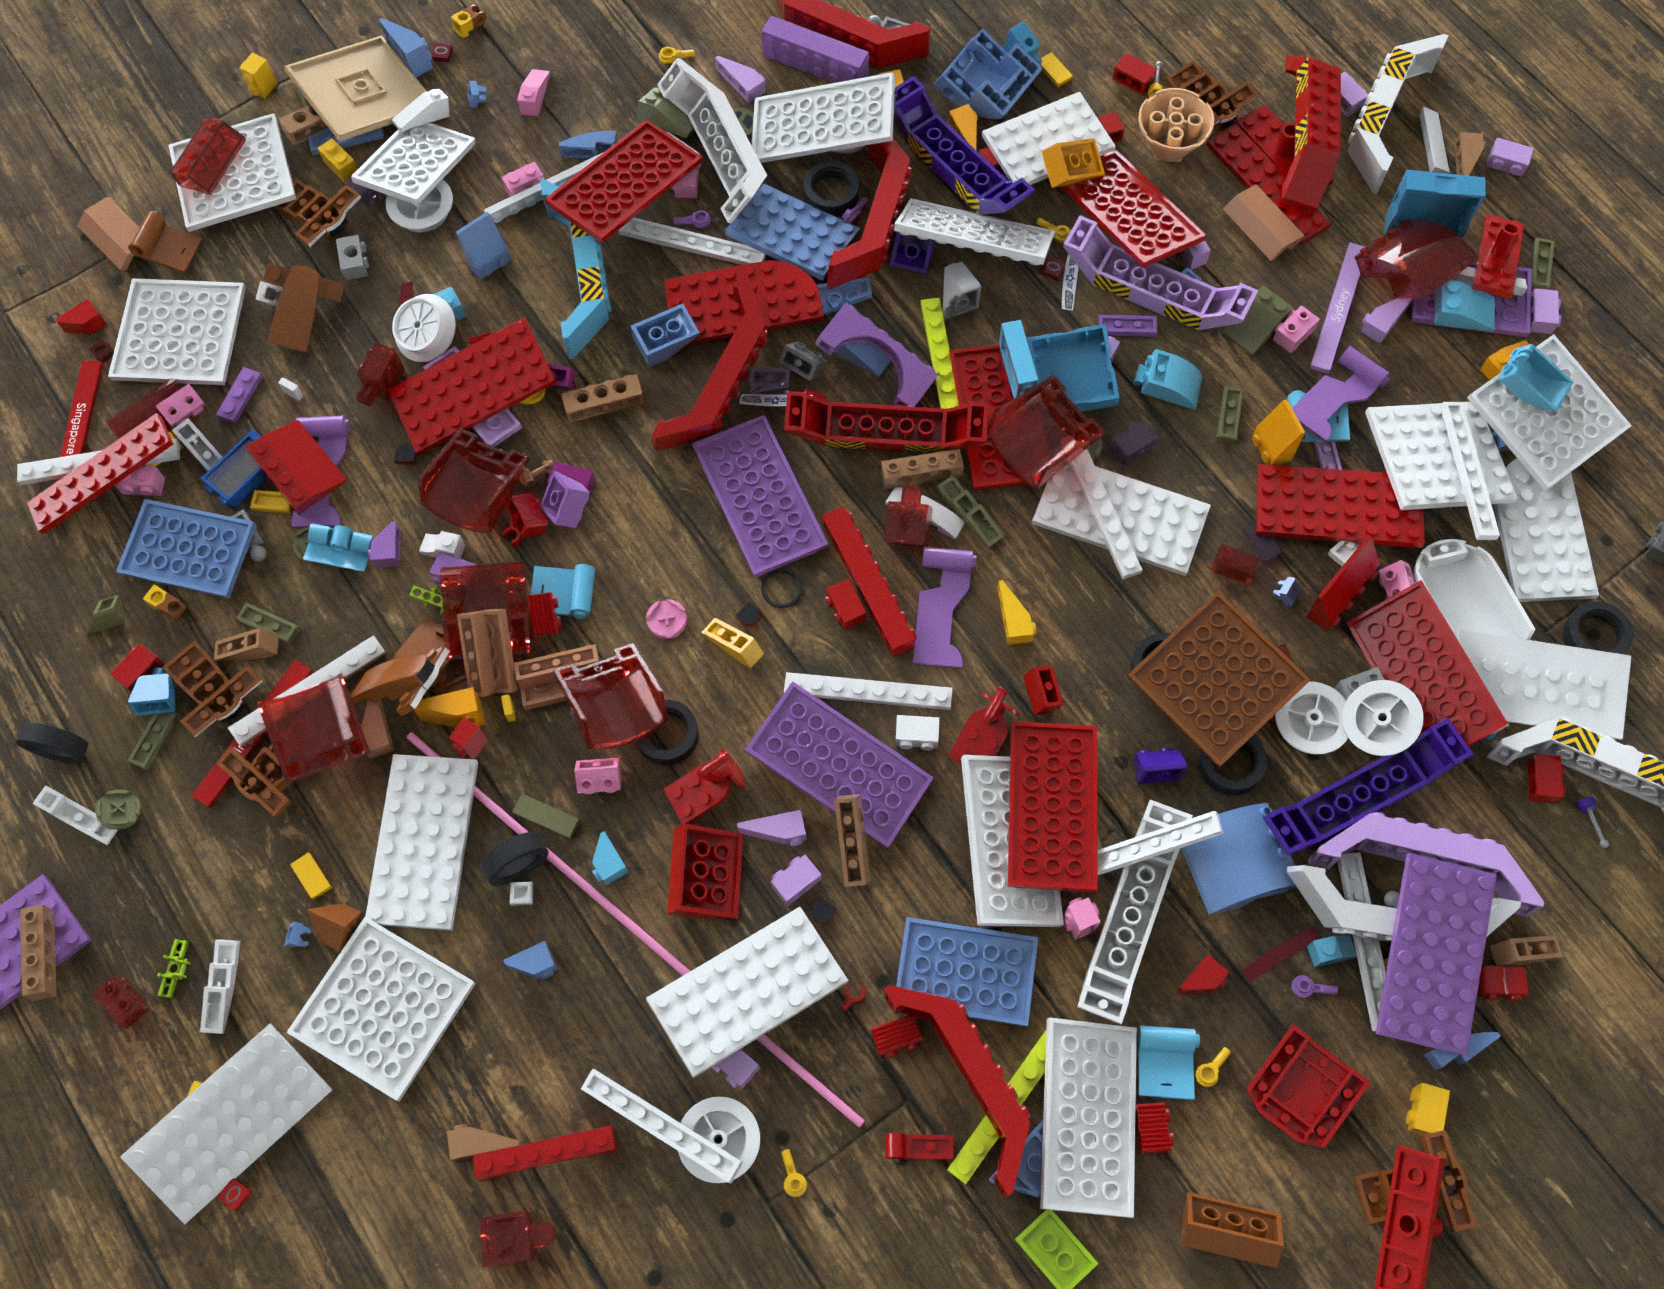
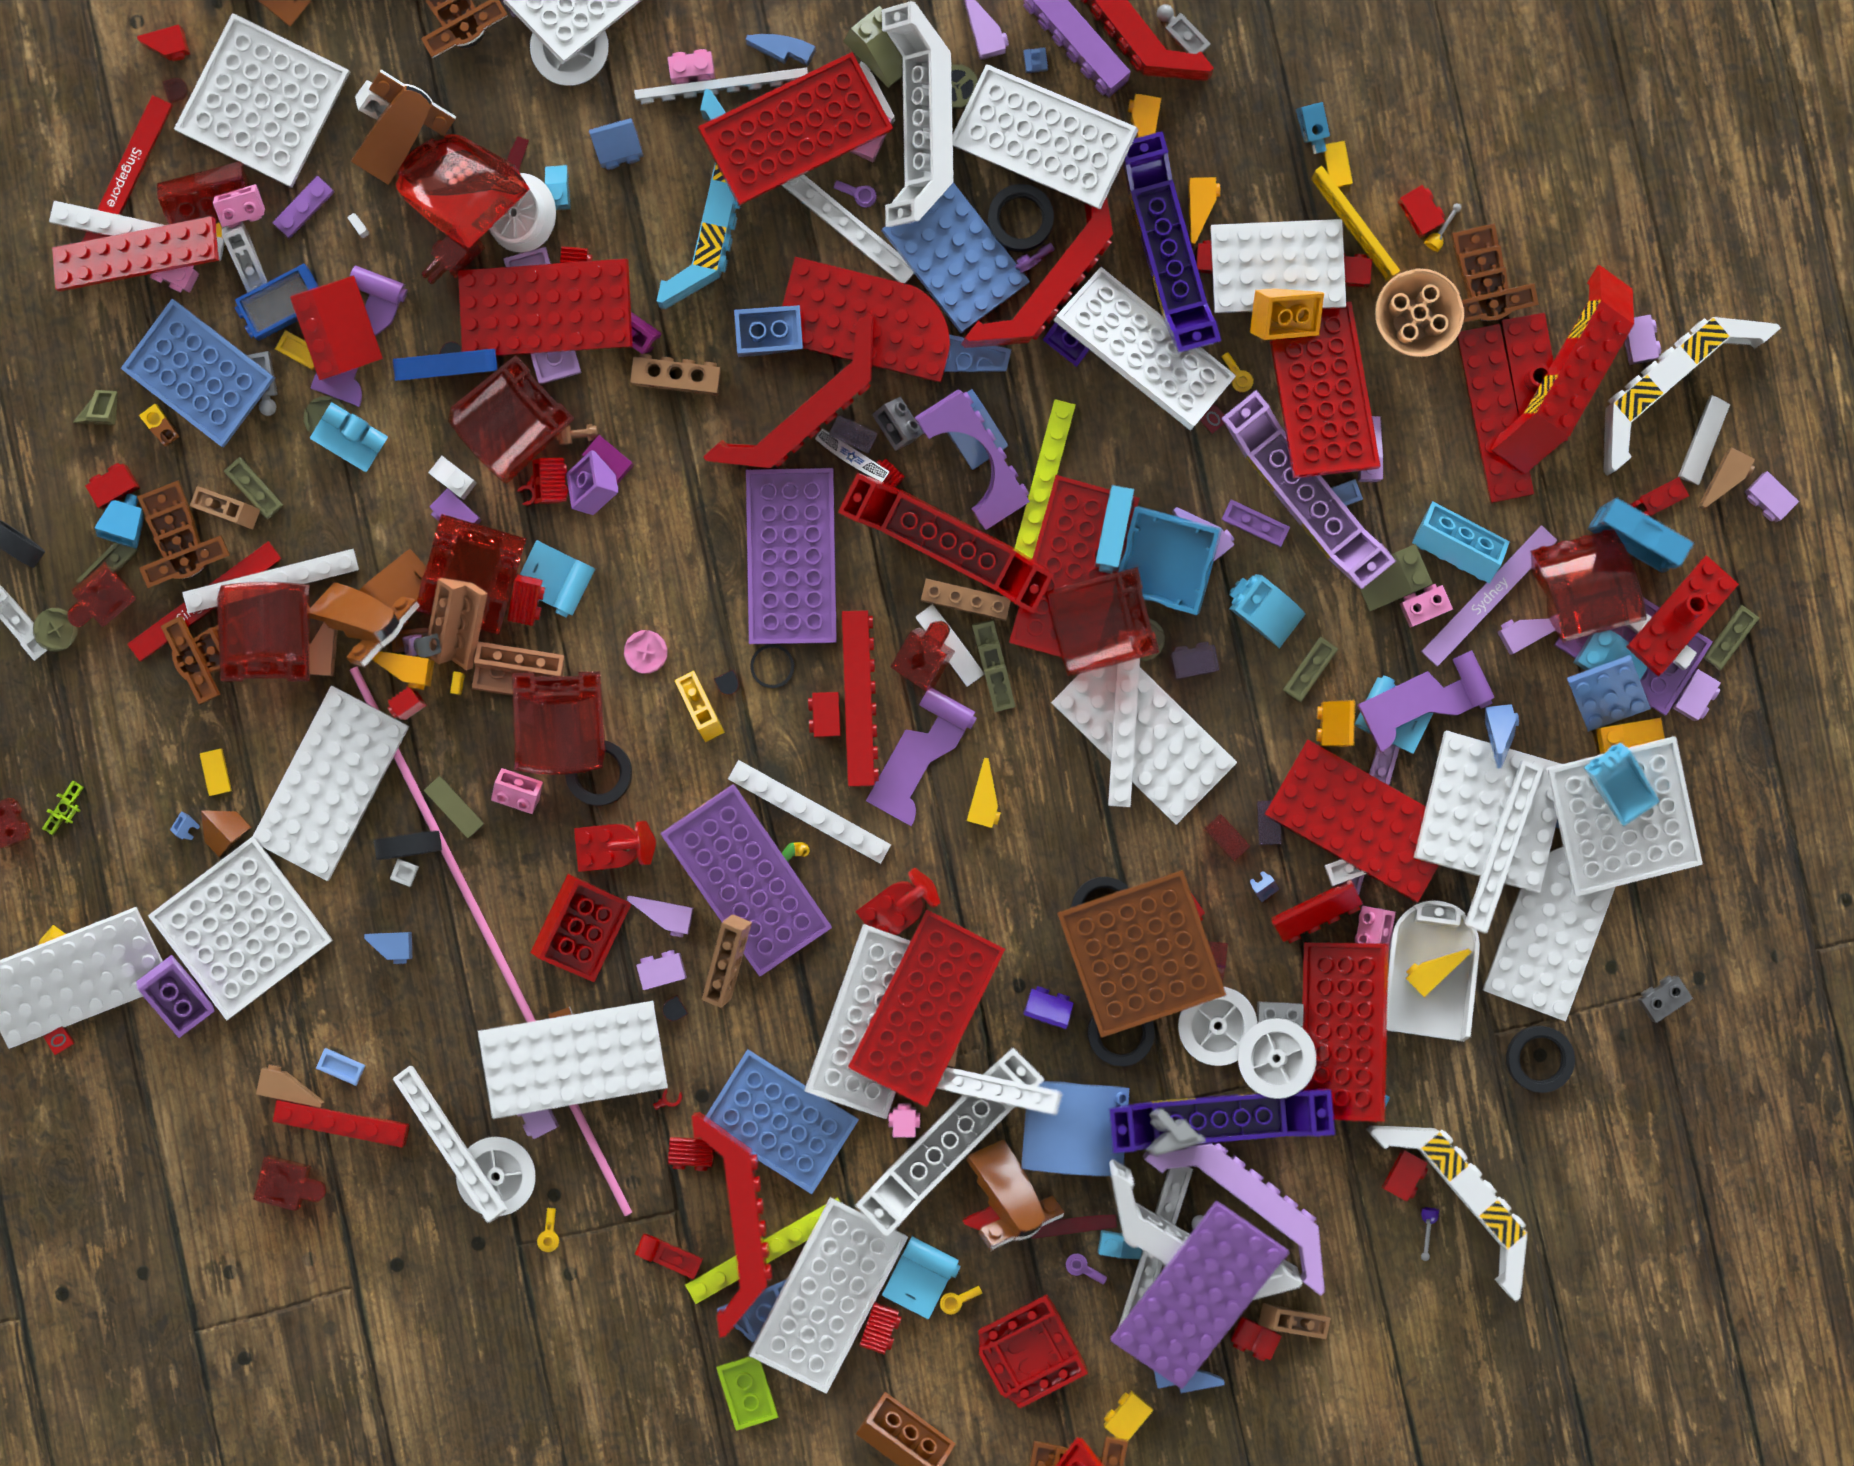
camera: 25 degrees right, 20 degrees up
(151, 761) = (100, 596): none -> clear red brick
(220, 986) = (101, 844): white slope -> none
(337, 1095) = (175, 996): none -> medium lavender brick
(352, 257) = (472, 73): light grey brick -> none
(367, 316) = (459, 186): none -> clear red windscreen
(386, 547) = (397, 456): medium lavender slope -> none
(401, 460) = (445, 364): none -> blue beam
(431, 595) = (417, 535): lime piece -> none
(463, 680) = (420, 645): none -> dark grey leg
(525, 1101) = (340, 1066): none -> light blue tile
(607, 861) = (494, 878): medium azure slope -> none
(790, 83) = (1035, 60): none -> medium blue tile
(872, 725) = (795, 849): none -> arm
(917, 732) = (836, 875): white brick -> none
(960, 290) = (1098, 406): light grey slope -> none
(988, 76) = (1254, 149): medium blue slope -> none
(1043, 690) = (974, 887): red brick -> none
(1069, 284) = (1217, 452): white sticker -> none
(1099, 97) = (1355, 224): none -> yellow tile
(1213, 944) = (1010, 1196): none -> dark orange slope
(1263, 222) = (1463, 462): nougat slope -> none
(1296, 277) = (1461, 542): none -> medium azure slope
(1330, 813) = (1174, 1135): none -> light grey piece
(1410, 391) = (1501, 726): none -> medium blue slope
(1467, 599) = (1431, 972): none -> yellow slope
(1478, 328) = (1609, 693): none -> medium blue plate
(1551, 681) = (1458, 1086): white plate -> none

